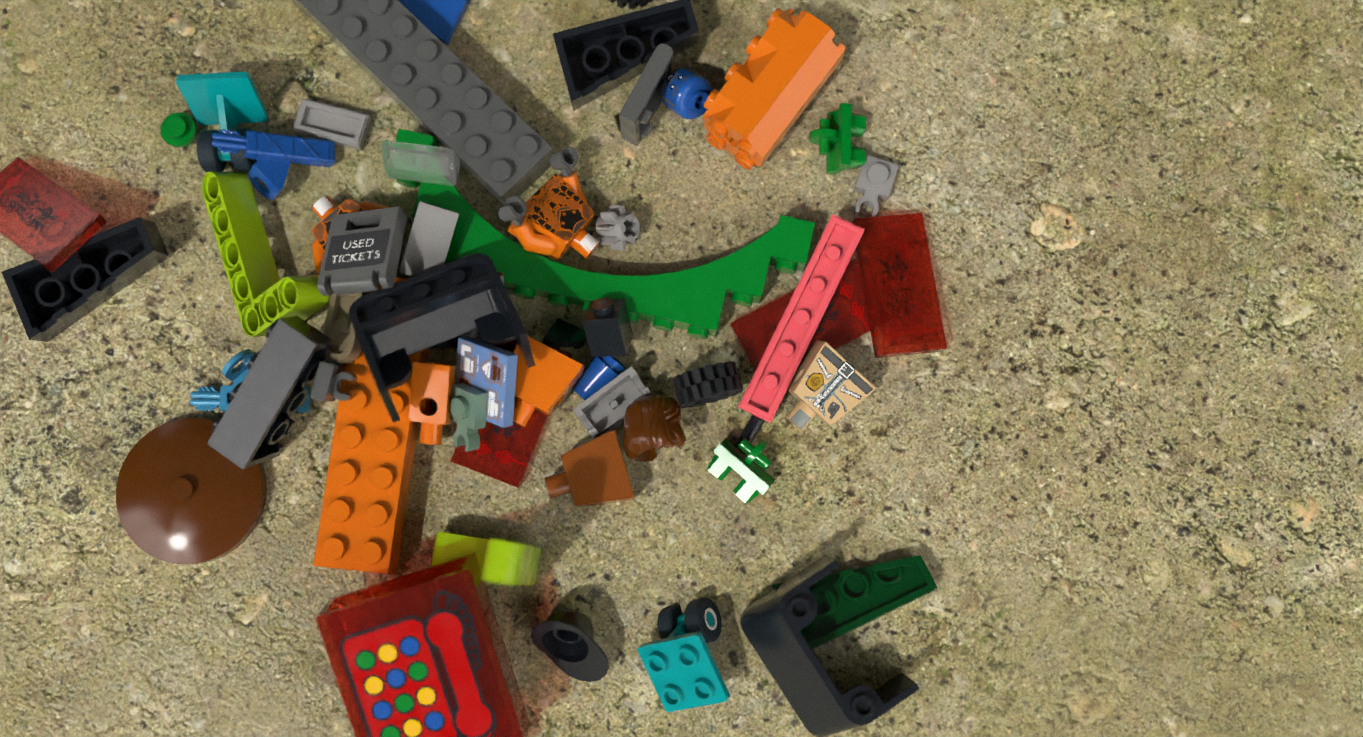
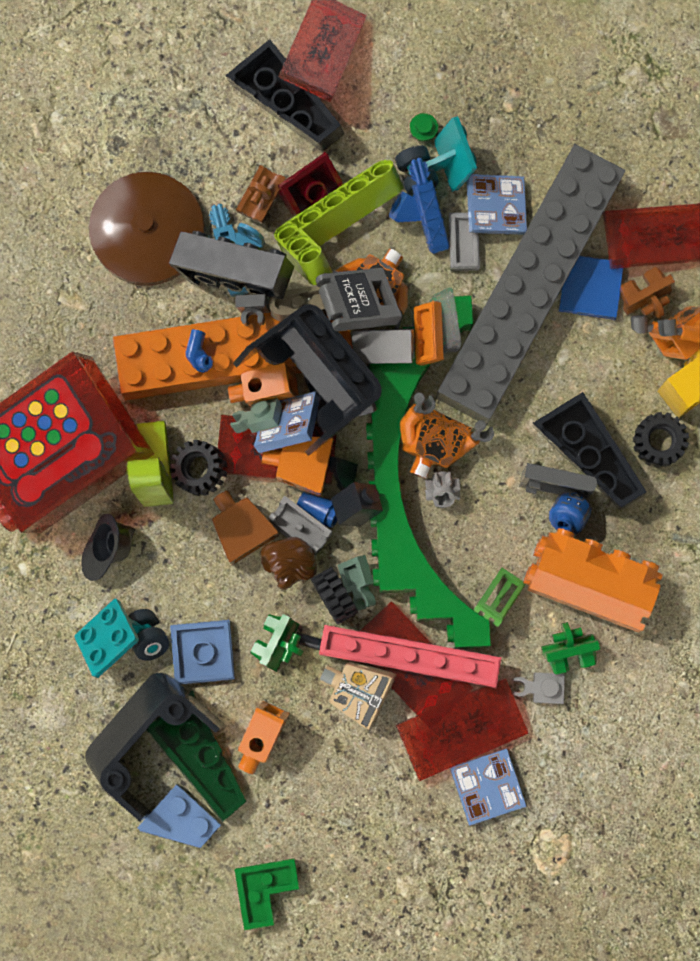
camera: 75 degrees right, 0 degrees up
(195, 340) = (260, 194): none -> dark orange hips
(202, 278) = (309, 184): none -> dark red slope
(300, 73) = (496, 204): none -> medium blue tile
(367, 467) = (195, 353): none -> blue arm
(429, 185) = (428, 333): none -> orange plate
(492, 520) = (187, 456): none -> black tyre
(693, 353) = (356, 579): none -> sand green plate
(729, 560) = (202, 652): none -> medium blue tile
(774, 211) = (490, 610): none -> bright green tile
(839, 506) = (266, 725): none -> orange torso
(920, 639) = (180, 819): none -> medium blue wing
(970, 275) = (487, 787): none -> medium blue tile
(1018, 568) = (255, 886): none -> green plate

